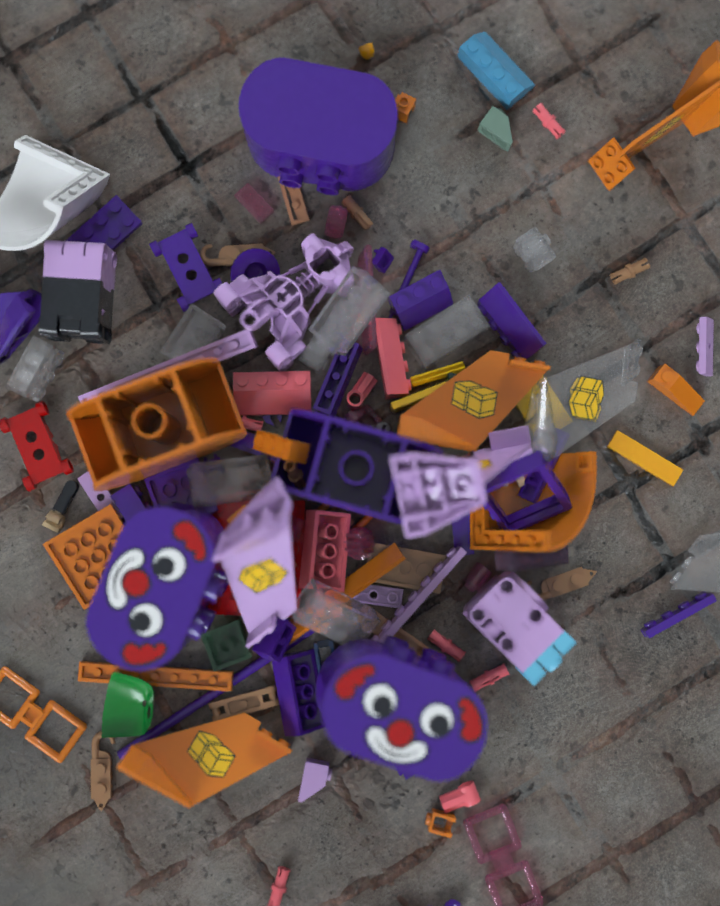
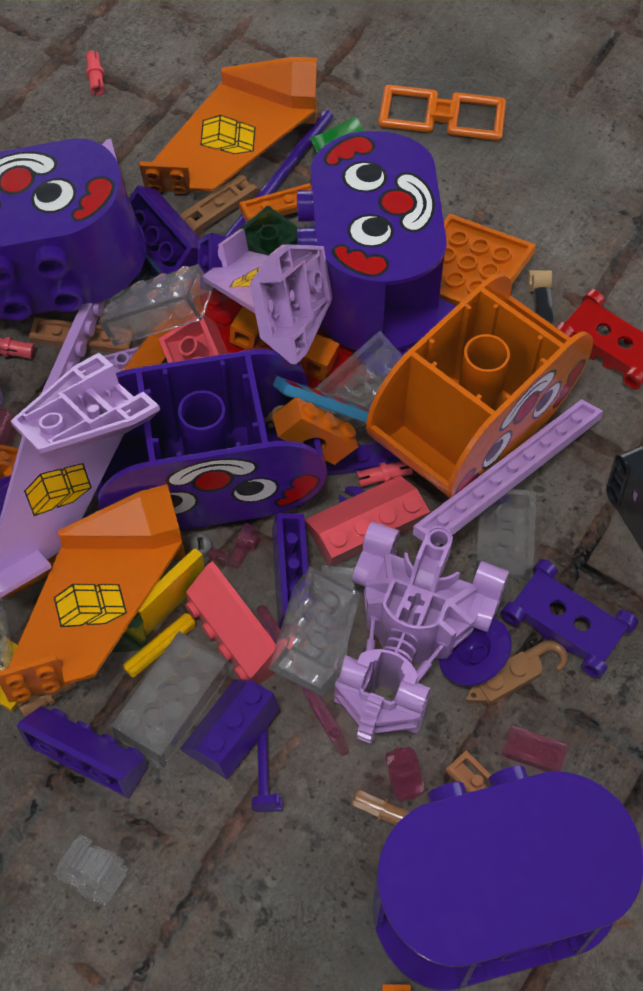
camera: 155 degrees right, 25 degrees down
(101, 772) = (338, 93): medium nougat plate -> none
(264, 462) = (321, 399): none -> dark azure tile
(361, 389) = (253, 574): coral piece -> none
(382, 259) = (311, 756): dark purple tile -> none

